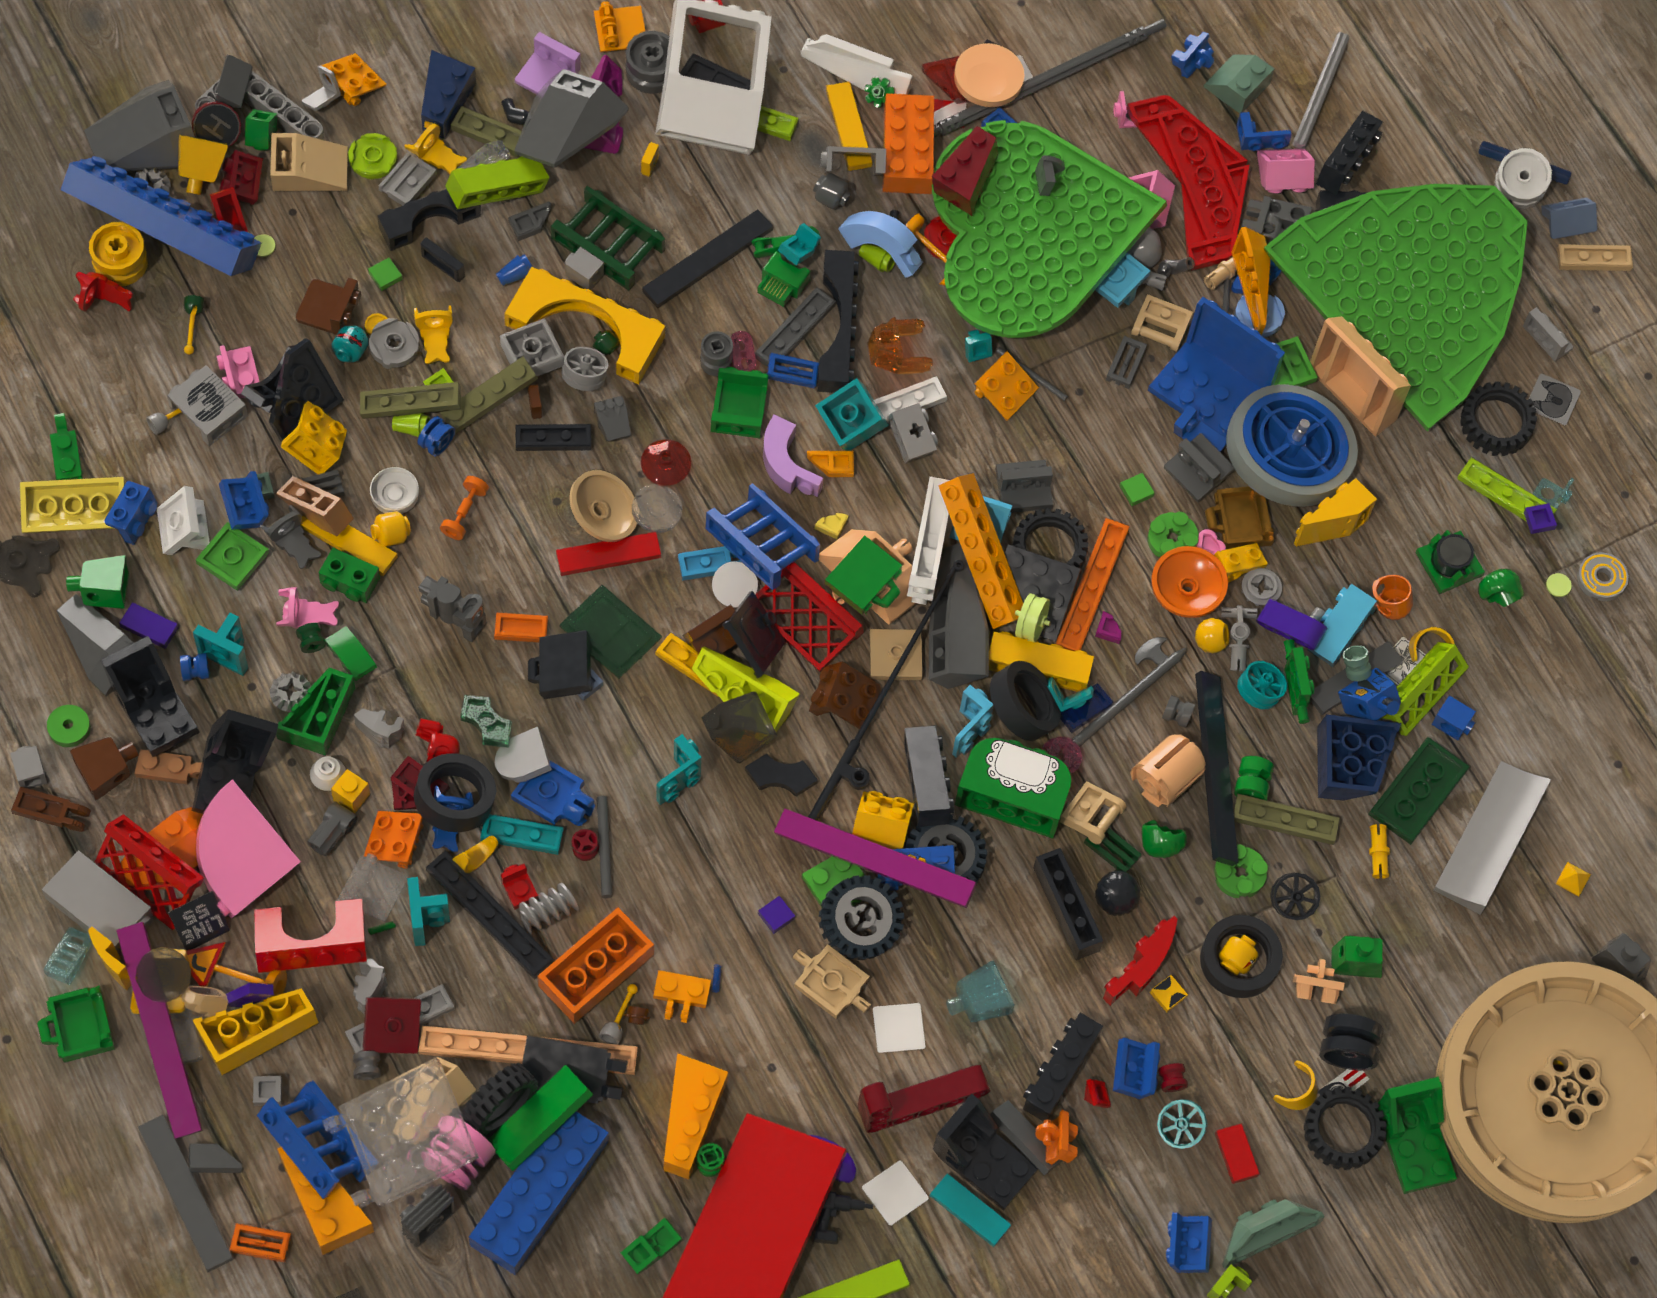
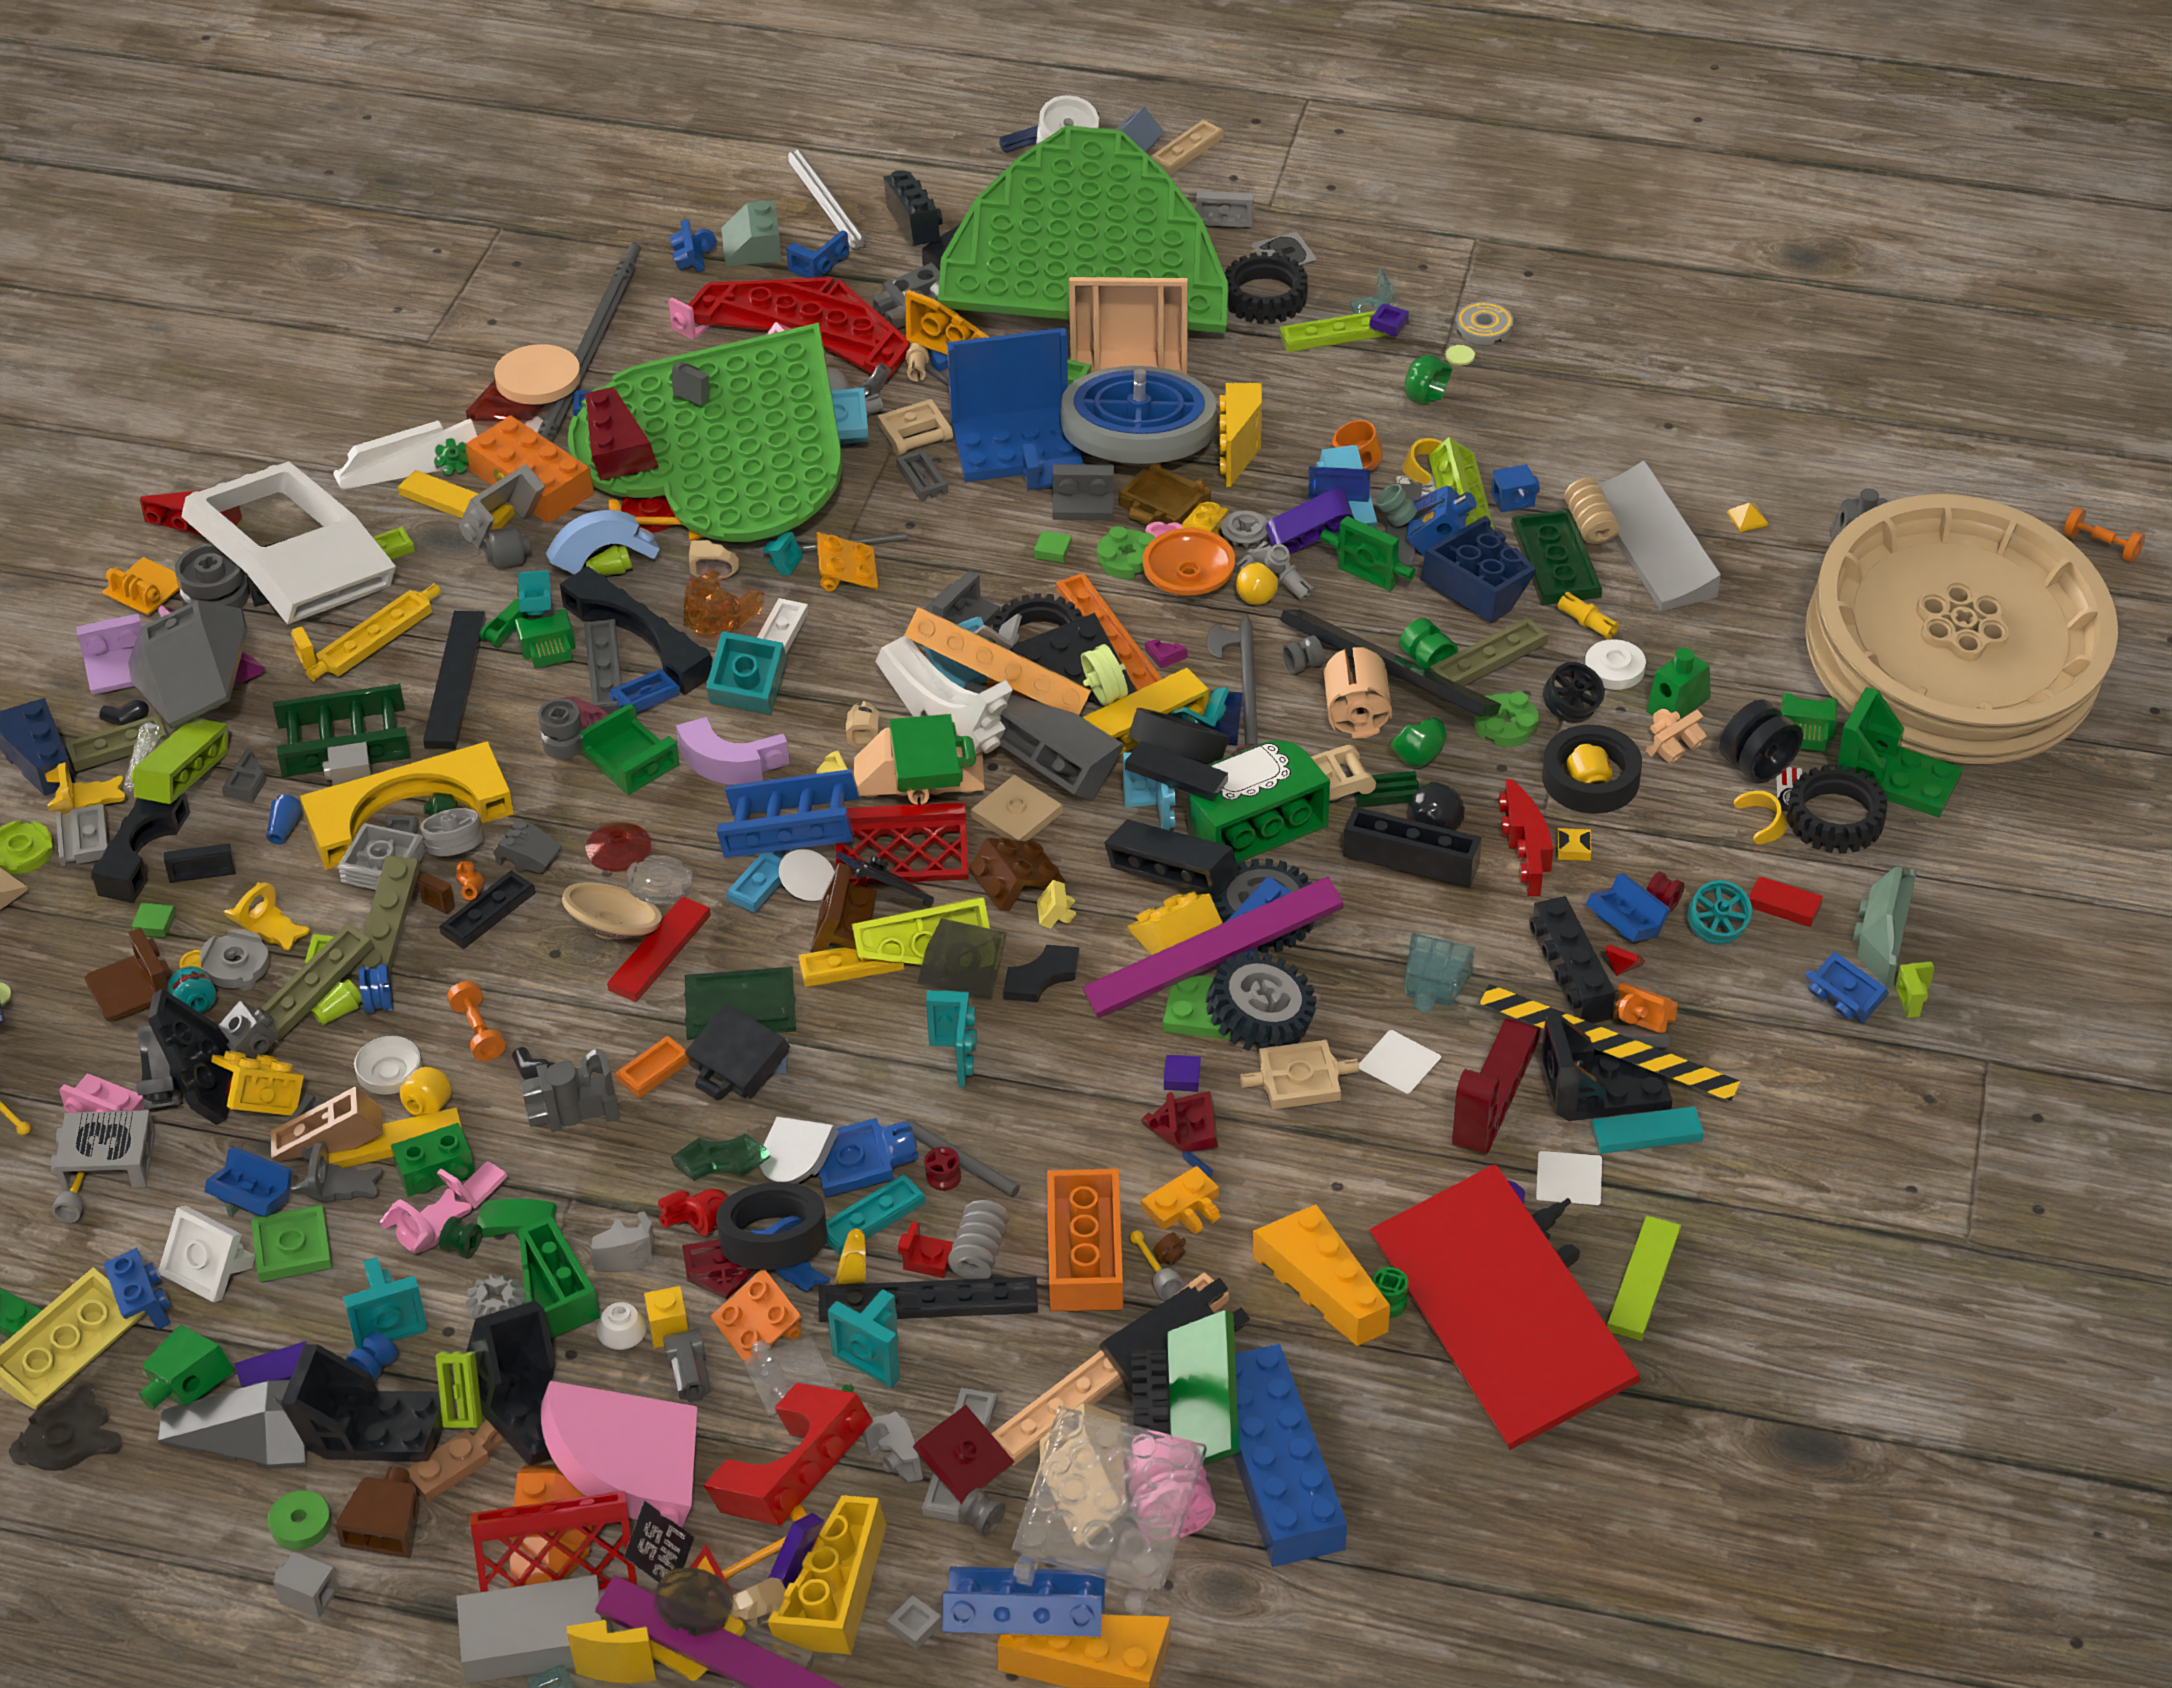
camera: 40 degrees left, 20 degrees down
(48, 809) = (374, 1600): reddish brown hinge -> none
(199, 734) = (465, 1390): none -> lime tile
(344, 401) = (249, 1030): none -> dark grey brick
(351, 614) = (478, 1186): none -> bright pink bracket
(427, 1215) = (1208, 1564): dark grey brick -> none
(460, 565) = (526, 1064): none -> black arm
(564, 409) = (469, 879): none -> orange arm
(569, 338) = (402, 823): none -> dark grey tile
(652, 1246) = (1431, 1405): green slope -> none
(699, 183) = (374, 633): none -> yellow plate
(739, 947) = (1185, 1122): none -> dark red slope
(833, 462) = (771, 724): light orange tile -> none
(834, 738) = (1055, 905): none -> light yellow tile
(843, 769) = (1111, 915): black piece -> none
(881, 511) = (862, 724): none -> tan rock
(912, 446) = (816, 647): light grey brick -> none
(933, 310) = (709, 556): none -> tan rock
(979, 728) = (1176, 771): none -> black tile
(1011, 1140) = (1616, 1044): none -> sticker
(1014, 536) = (1007, 634): none -> light grey bracket
(1265, 679) = (1343, 582): teal wheel -> none
(1286, 170) = (874, 261): bright pink slope -> none
(1334, 617) = (1353, 481): none -> clear blue tile
(1352, 900) = (1617, 663): none -> white piece
(1406, 1056) = (1814, 717): none -> green piece
(1452, 558) = (1362, 391): piece -> none
(1471, 782) = (1591, 511): none -> tan piece

